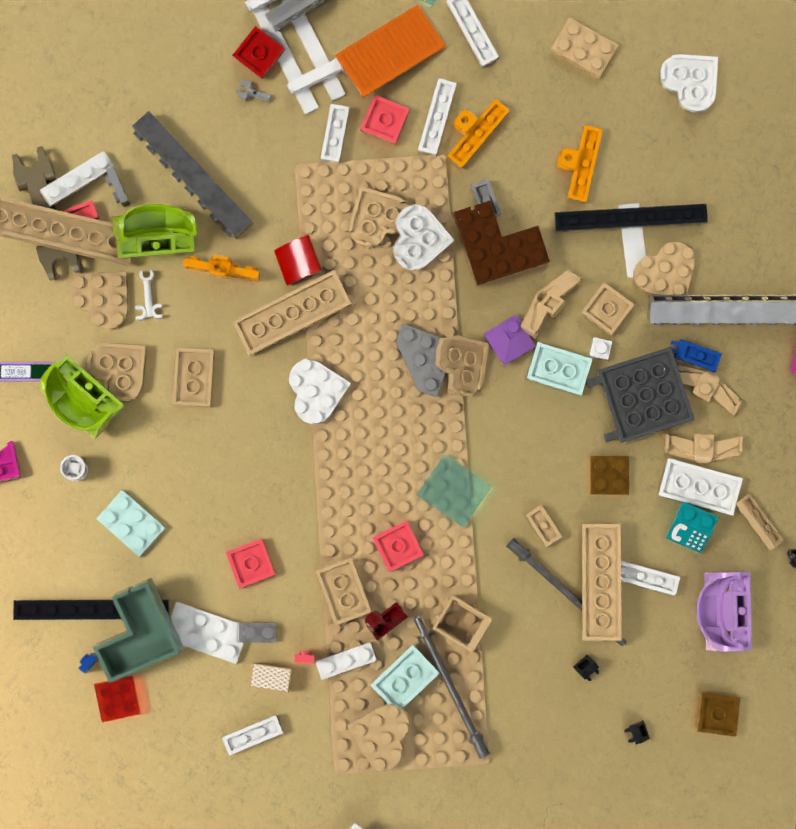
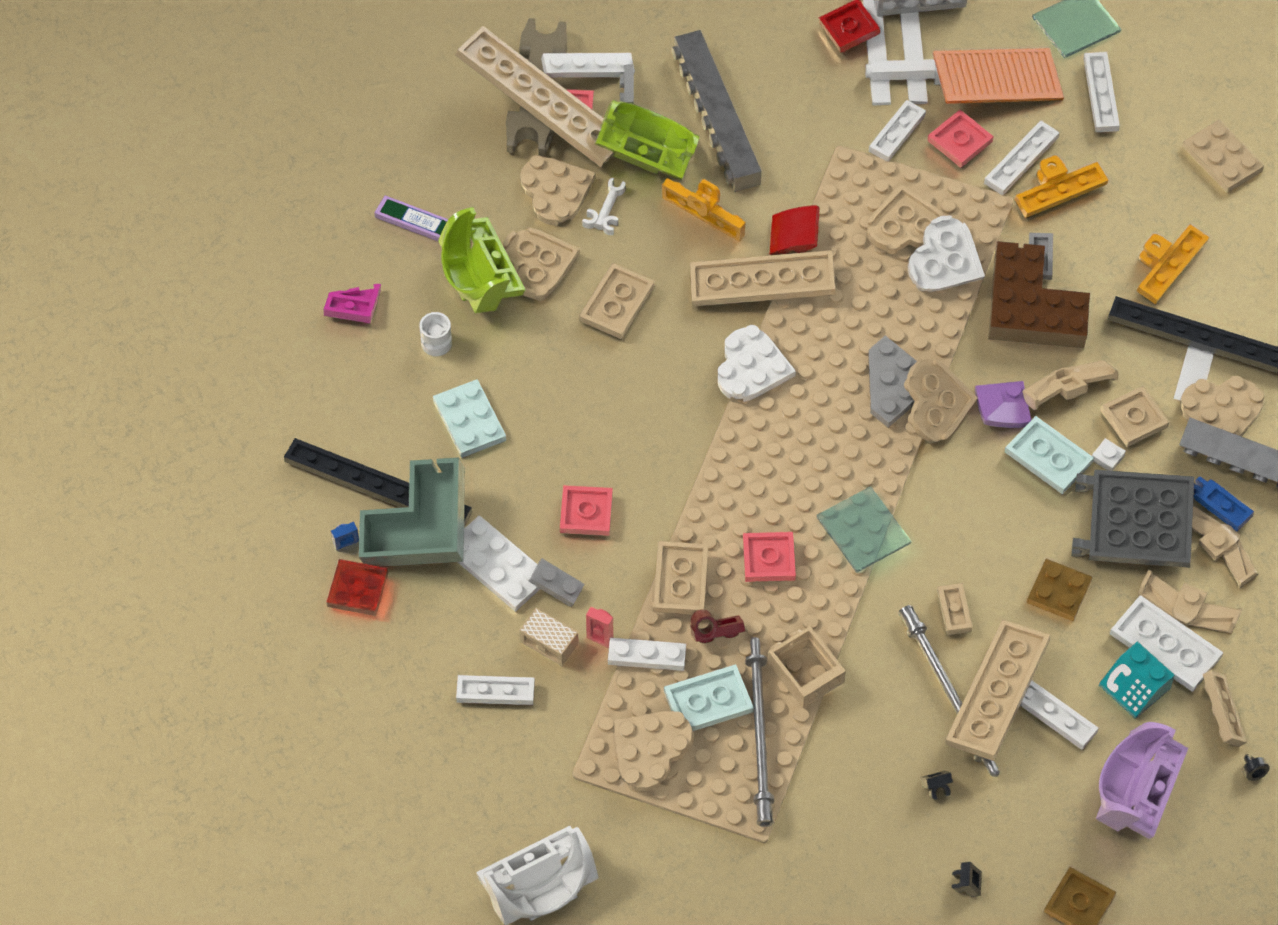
camera: 25 degrees right, 25 degrees down
(252, 92) = (821, 60): light grey bar -> none

